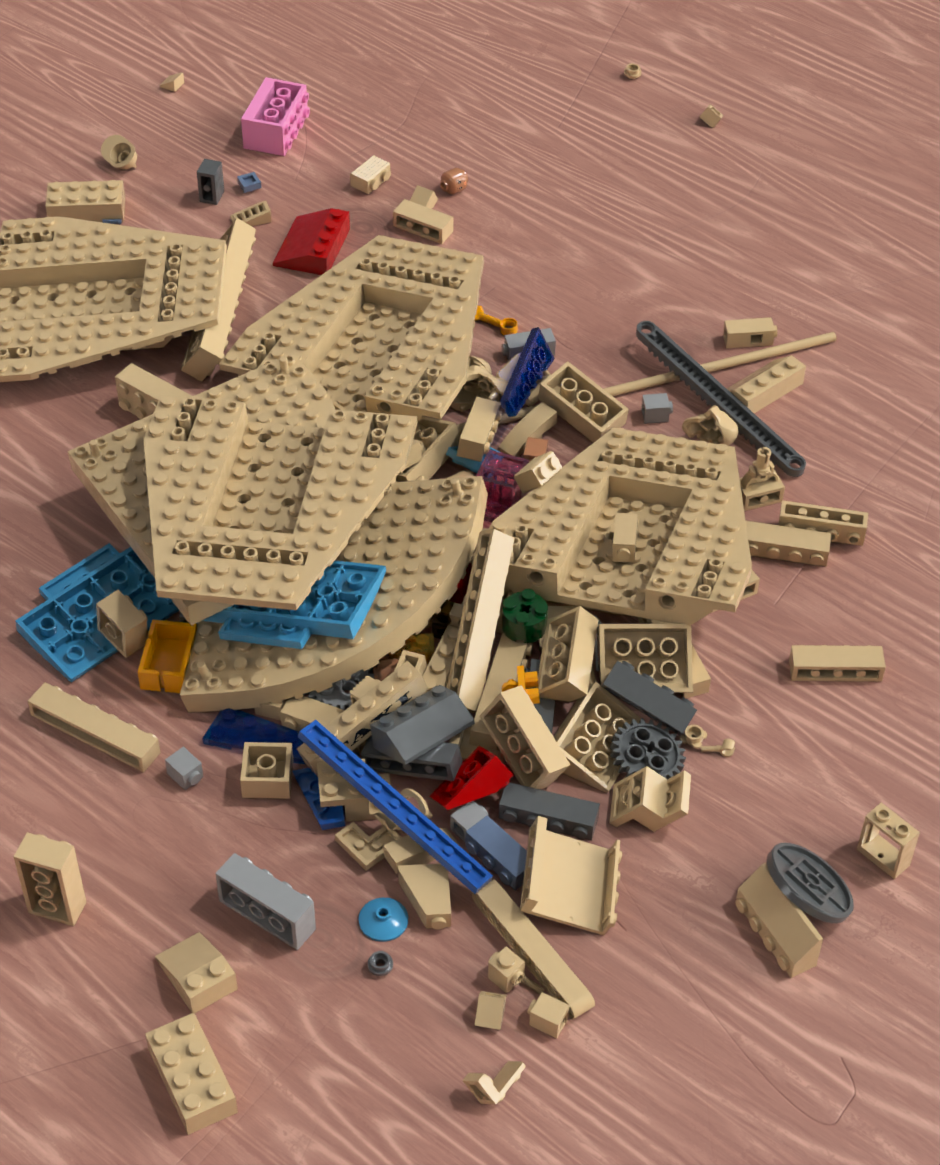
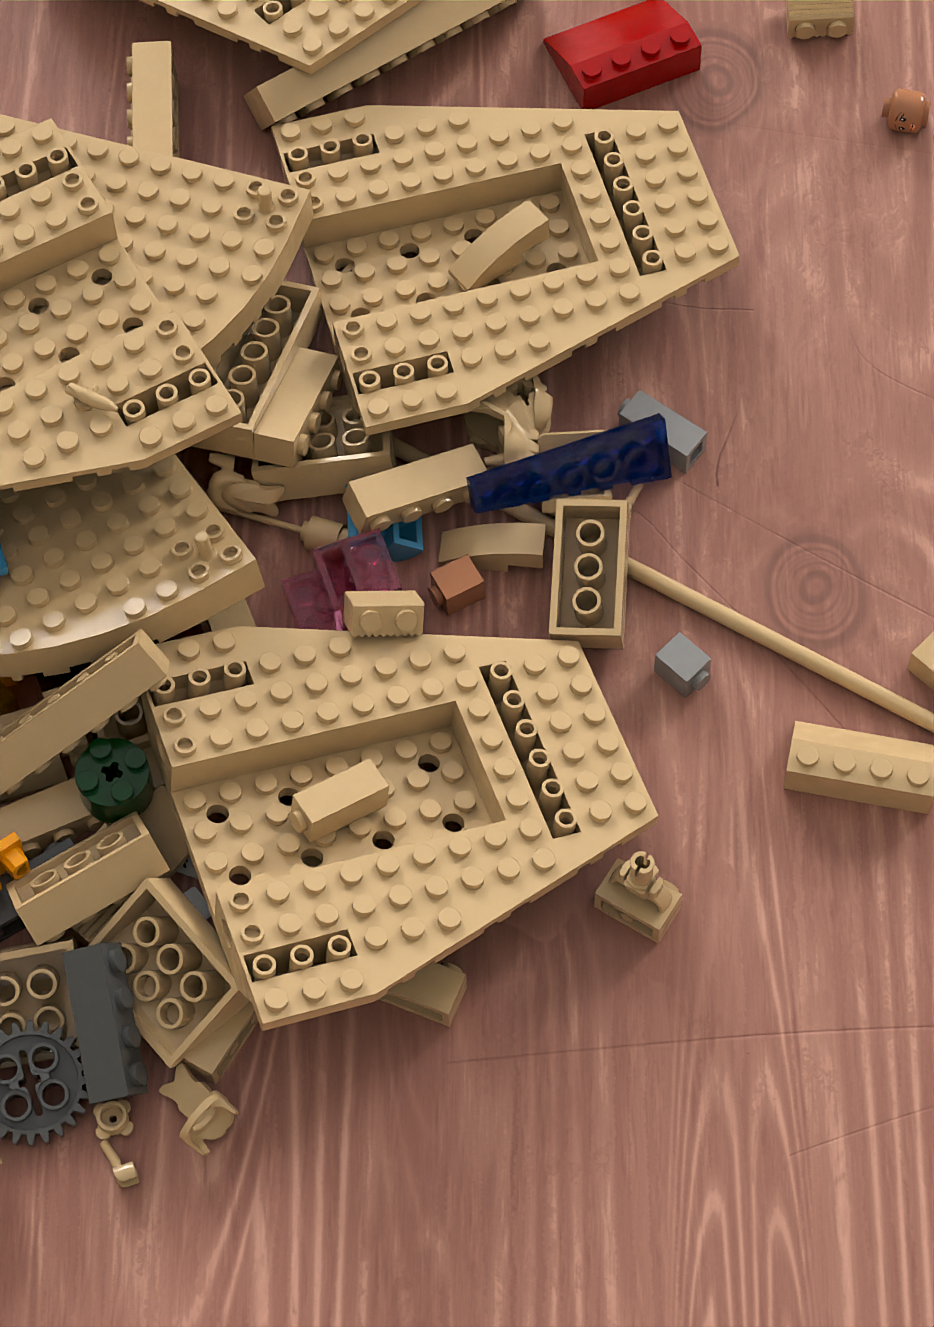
camera: 55 degrees right, 15 degrees up
(352, 456) = (91, 397): none -> tan helmet
(382, 327) = (500, 246): none -> tan slope
(423, 221) = (788, 137): tan brick -> none
(424, 197) = (830, 105): tan brick -> none
(480, 315) = (671, 323): light orange piece -> none
(712, 427) = (708, 761): tan head -> none
(716, 394) = (771, 732): dark grey gear -> none
(722, 698) = (206, 1110): none -> tan hair
(788, 543) = (562, 1003): tan brick -> none
(836, 663) = (387, 1215): tan brick -> none
(843, 524) = (636, 1025): tan brick -> none

